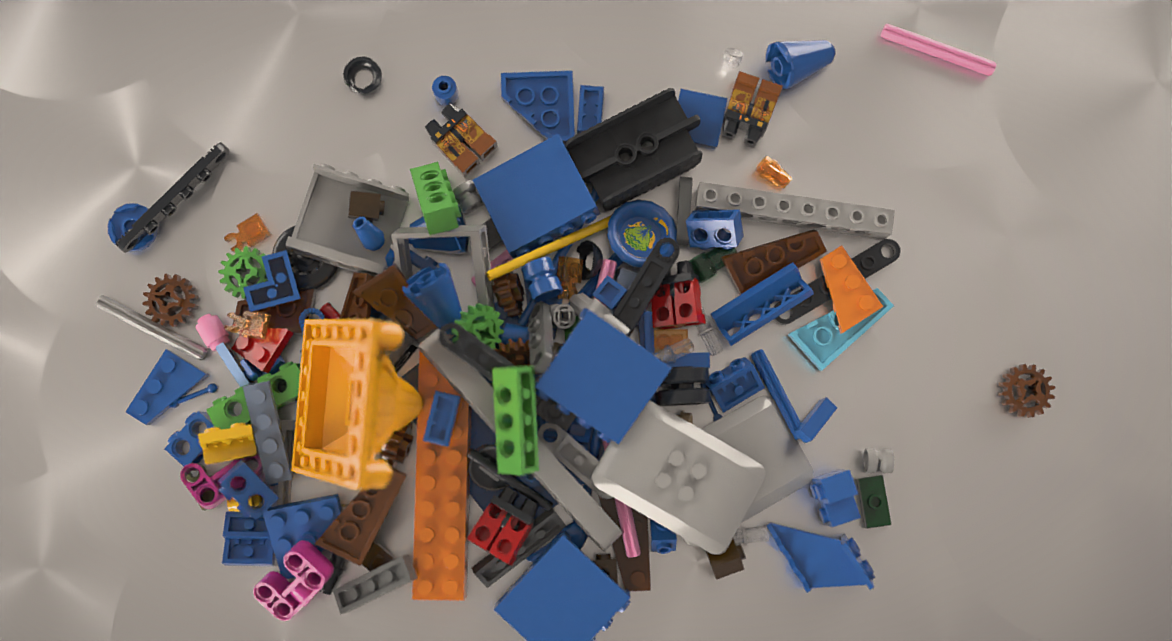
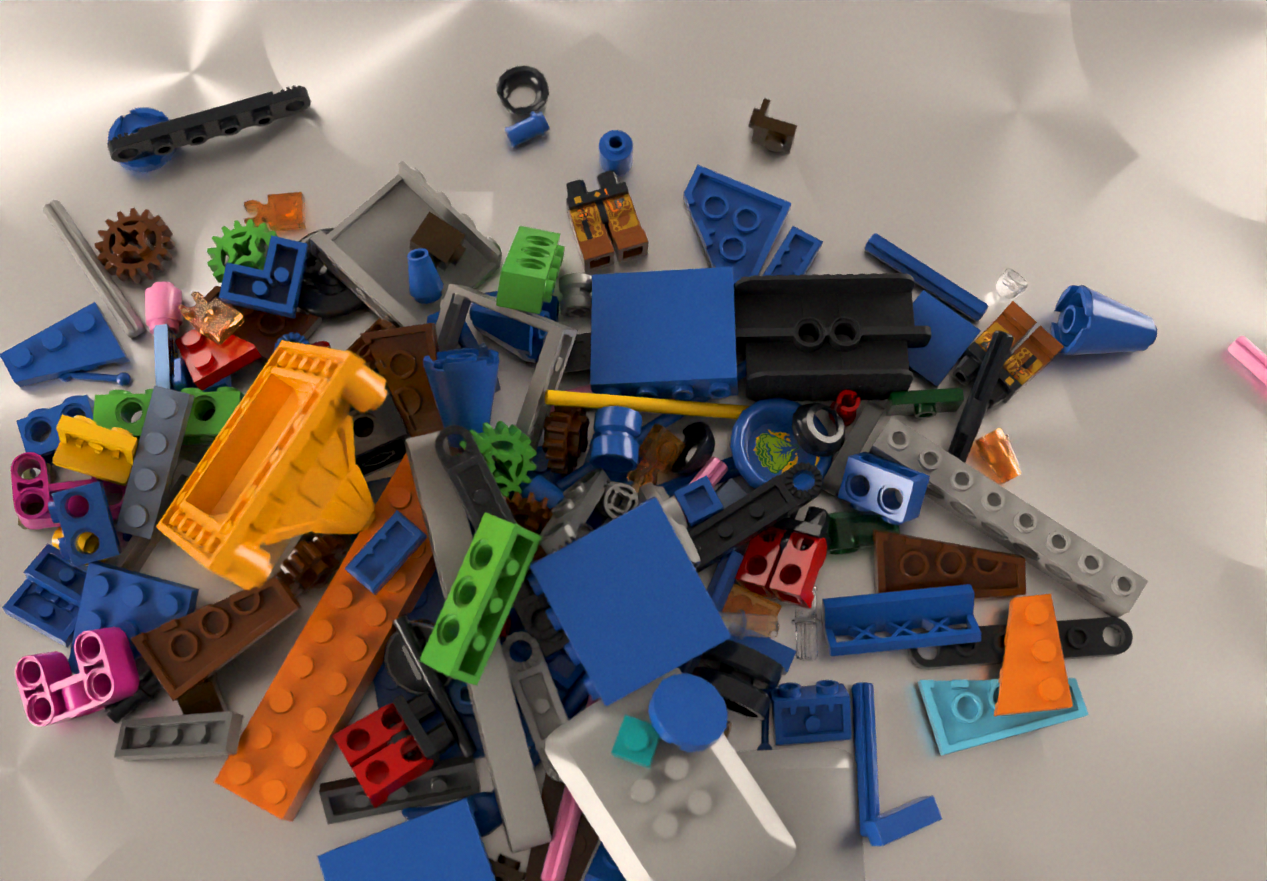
camera: 25 degrees right, 10 degrees down
(379, 100) = (527, 129): none -> blue pin
(536, 28) = (771, 132): none -> dark brown bracket
(646, 454) = (636, 742): none -> teal plate
(655, 219) = (807, 435): none -> black piece
(667, 423) = (688, 712): none -> blue tile
(671, 193) = (846, 407): none -> red pin
(678, 78) = (926, 277): none -> blue axle
(714, 162) = (924, 402): none -> dark green plate
(747, 153) = (980, 395): none -> black axle

